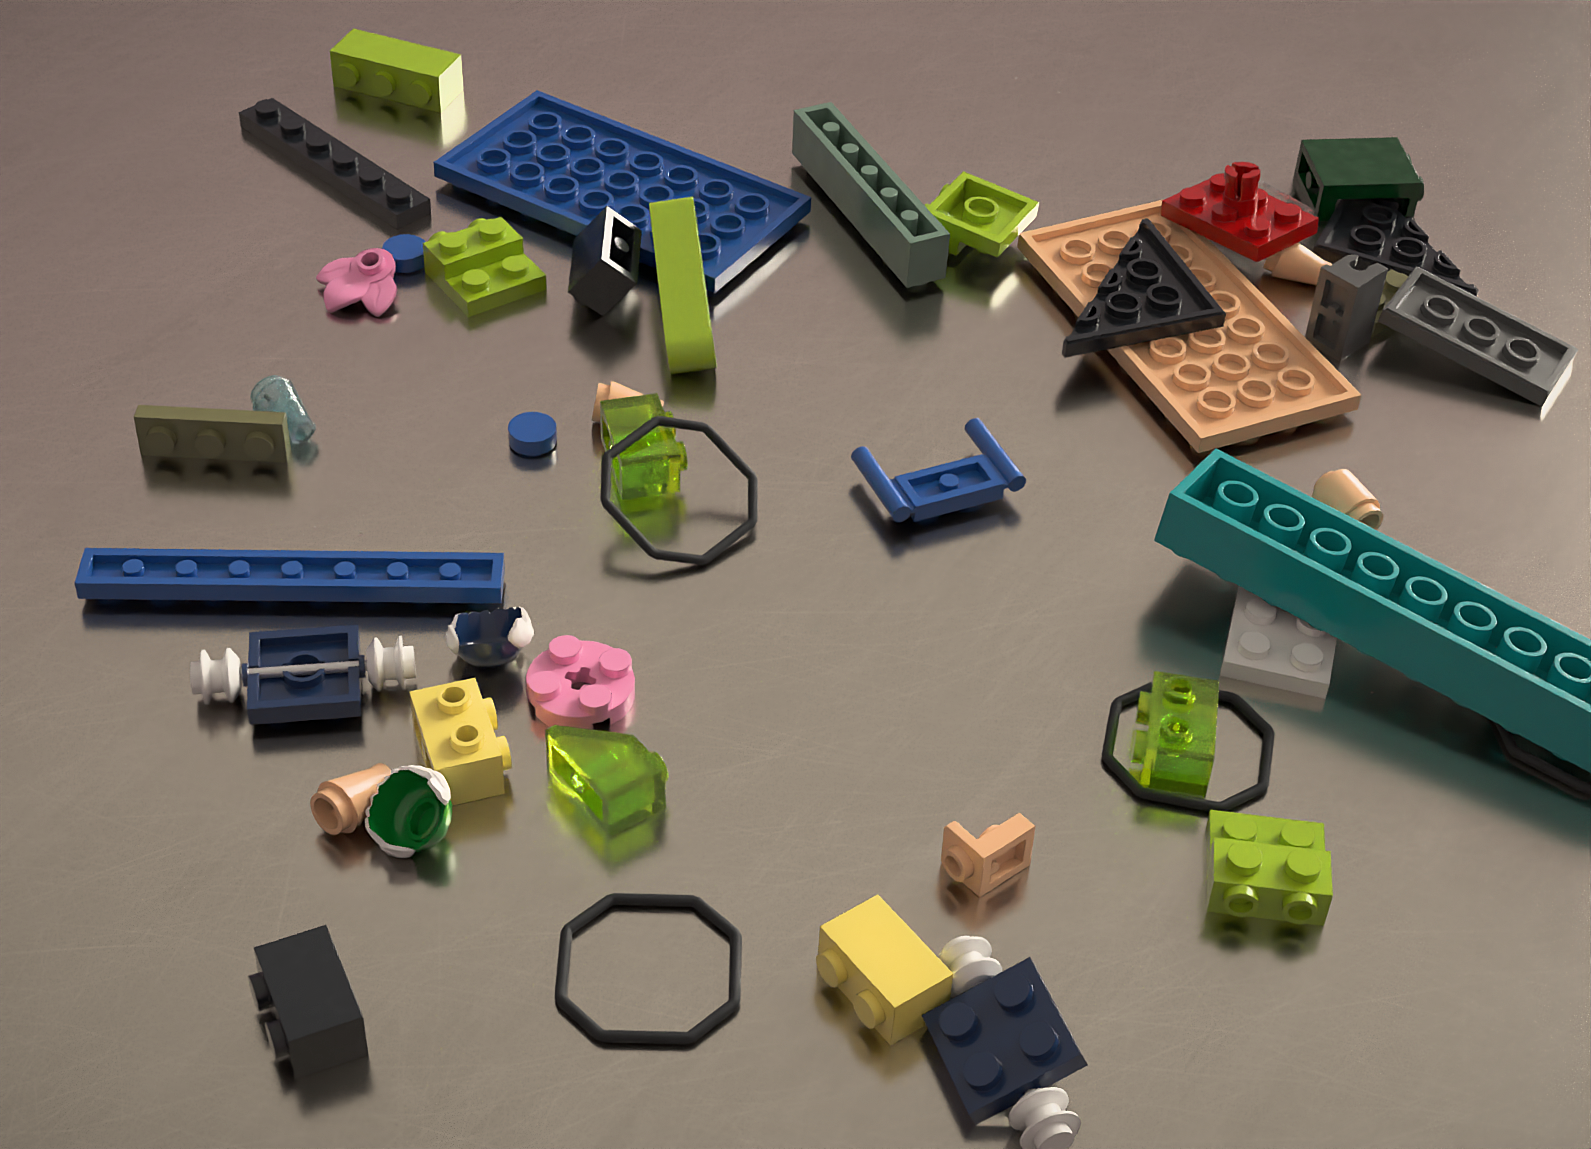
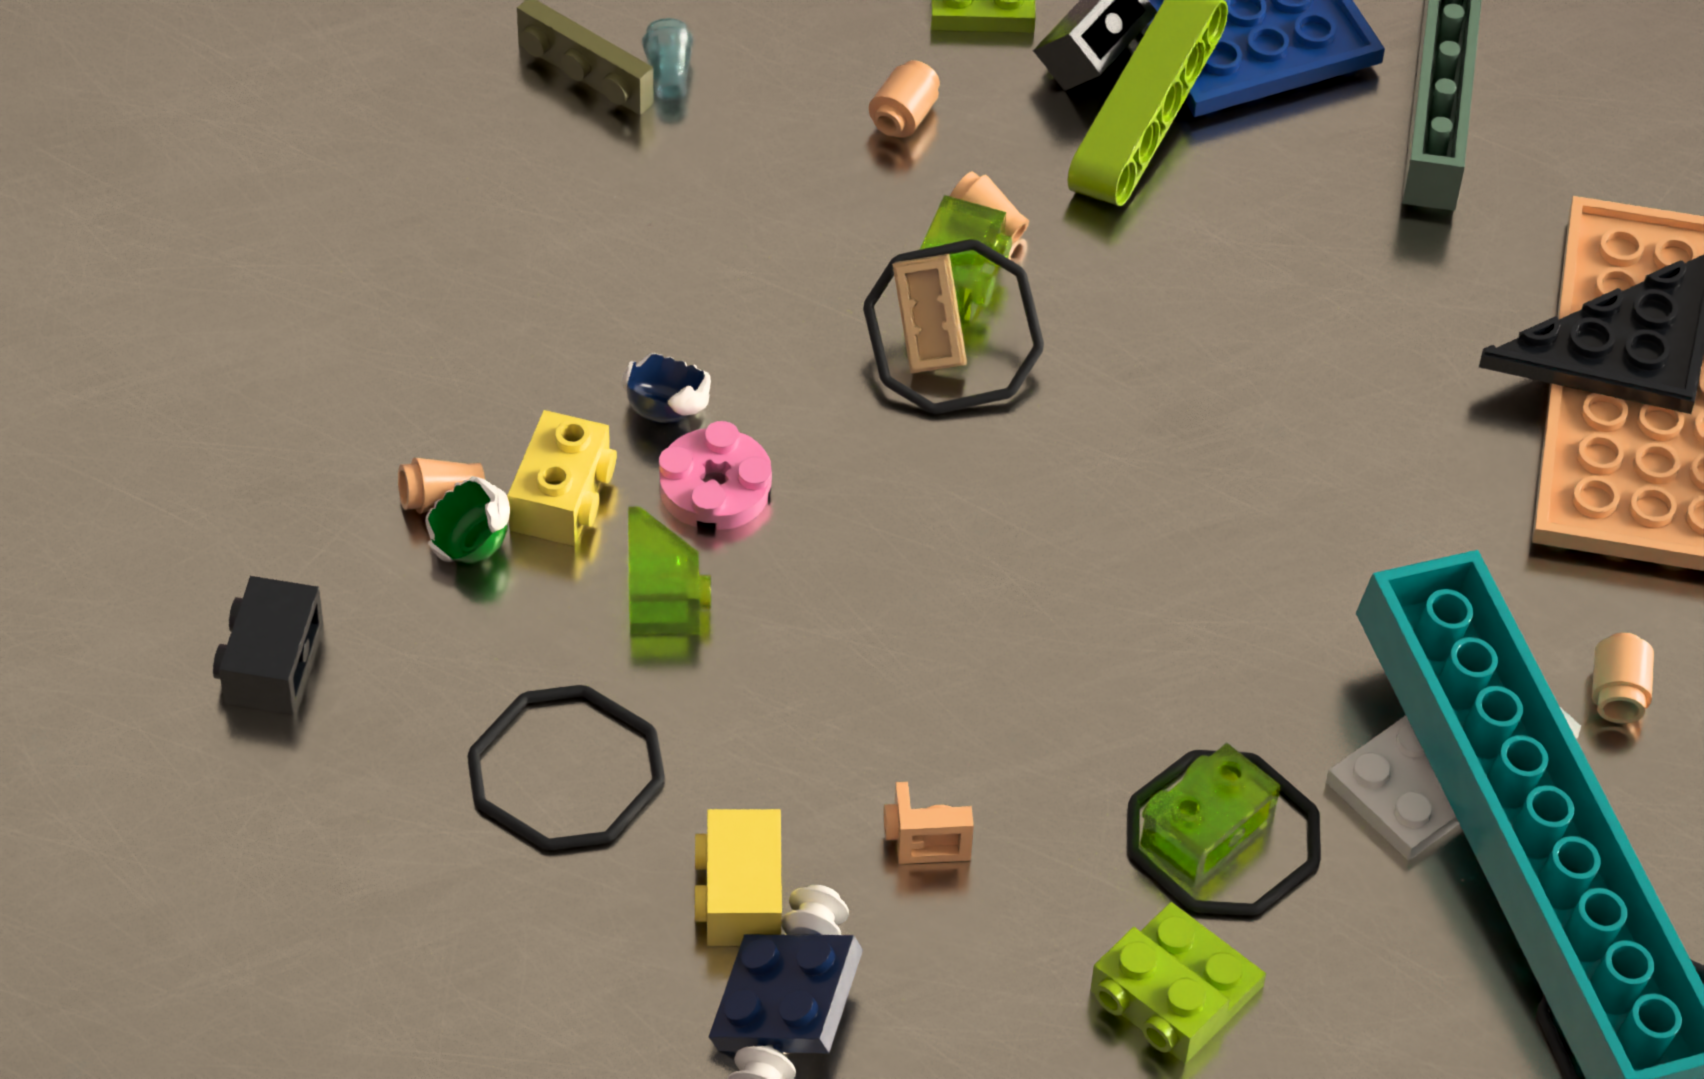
camera: 35 degrees right, 10 degrees up
(290, 575) = (551, 242): blue plate -> none
(303, 673) = (485, 343): dark blue plate -> none
(498, 362) = (904, 99): none -> light nougat brick
(532, 433) = (881, 194): blue tile -> none
(657, 486) = (929, 313): none -> tan plate
(944, 486) = (1229, 449): blue plate -> none
(981, 214) = (1542, 153): lime plate -> none

